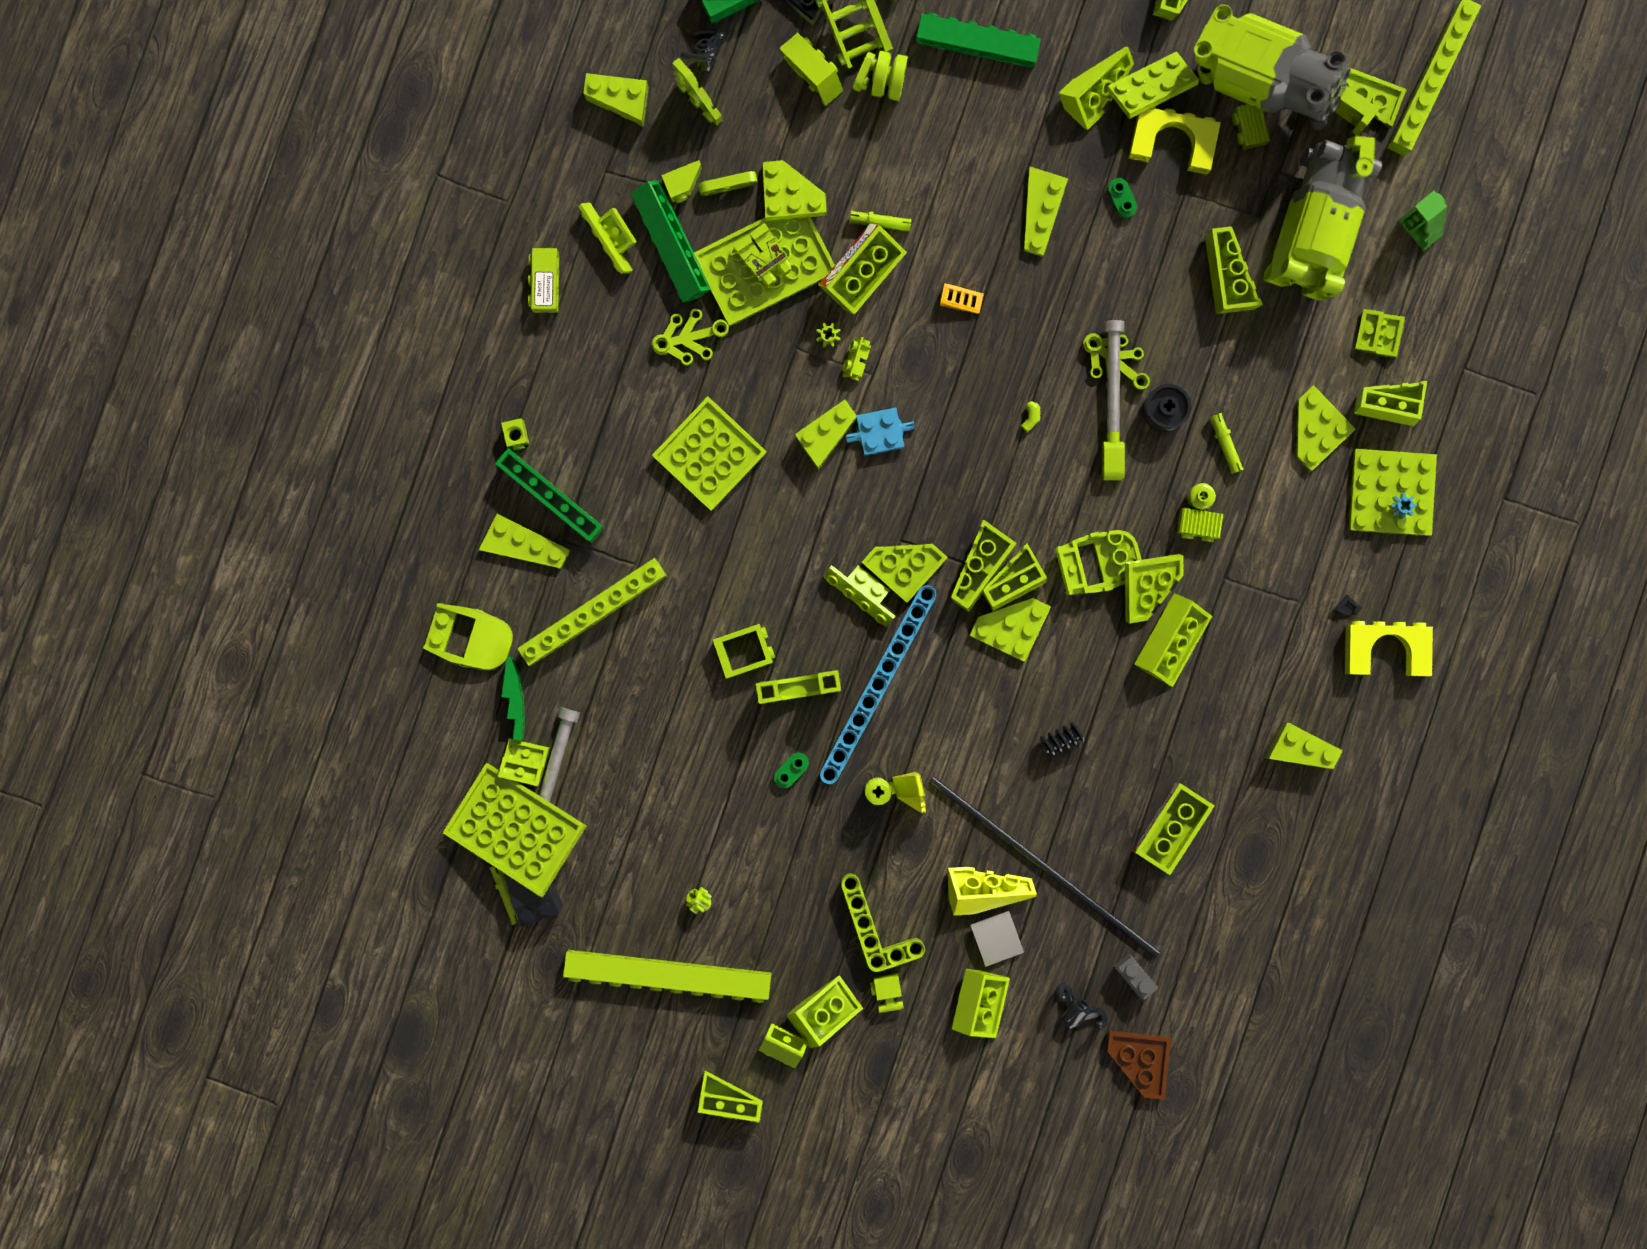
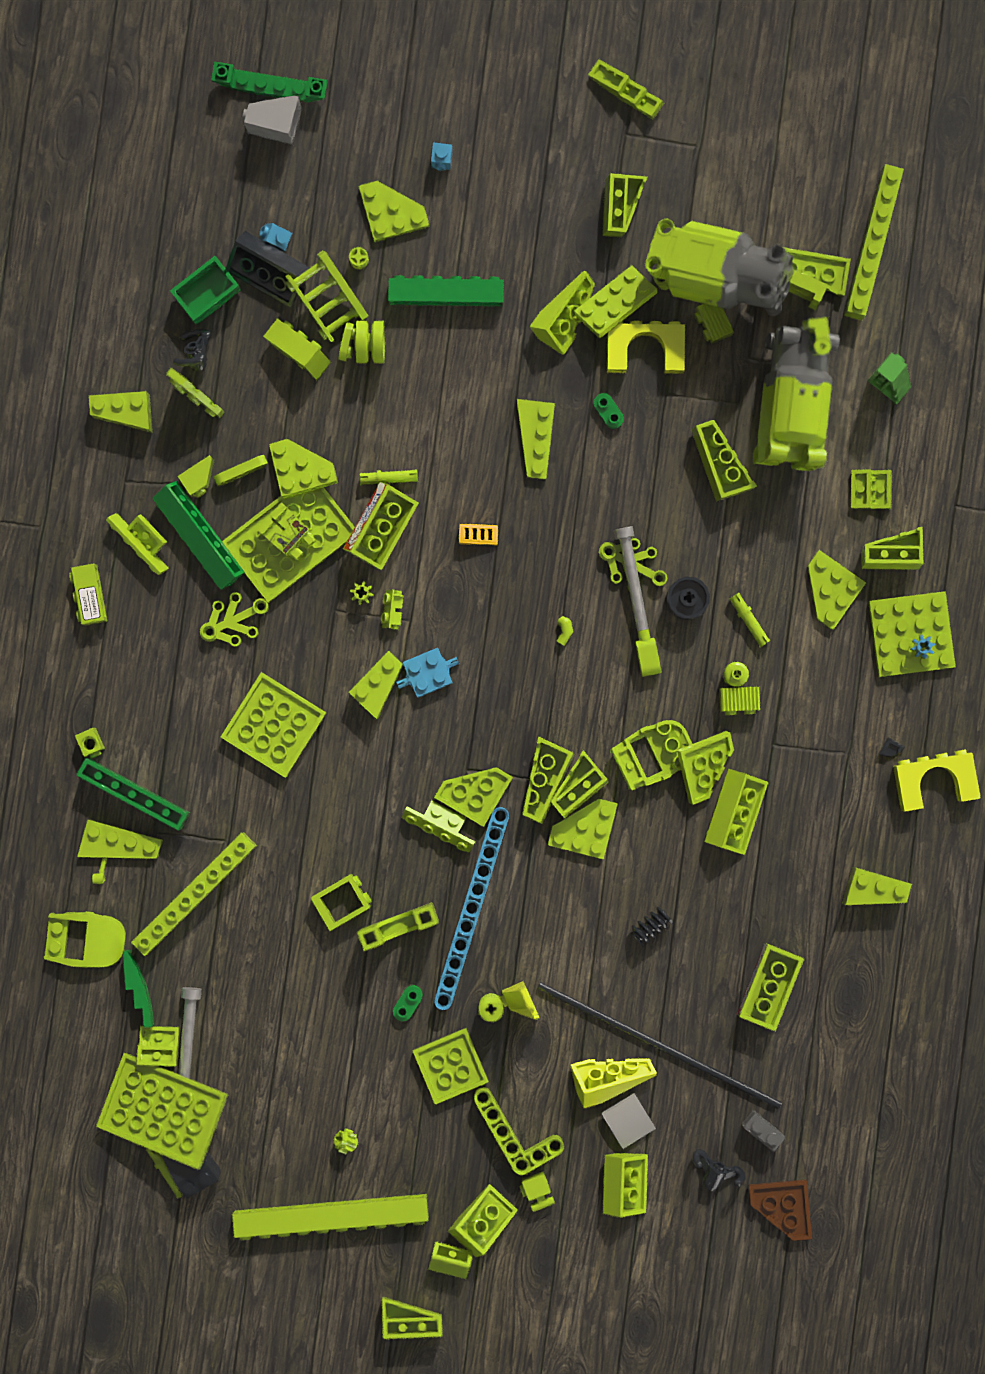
camera: 15 degrees left, 0 degrees up
(497, 577) = (99, 878): none -> lime hand
(823, 844) = (450, 1066): none -> lime plate

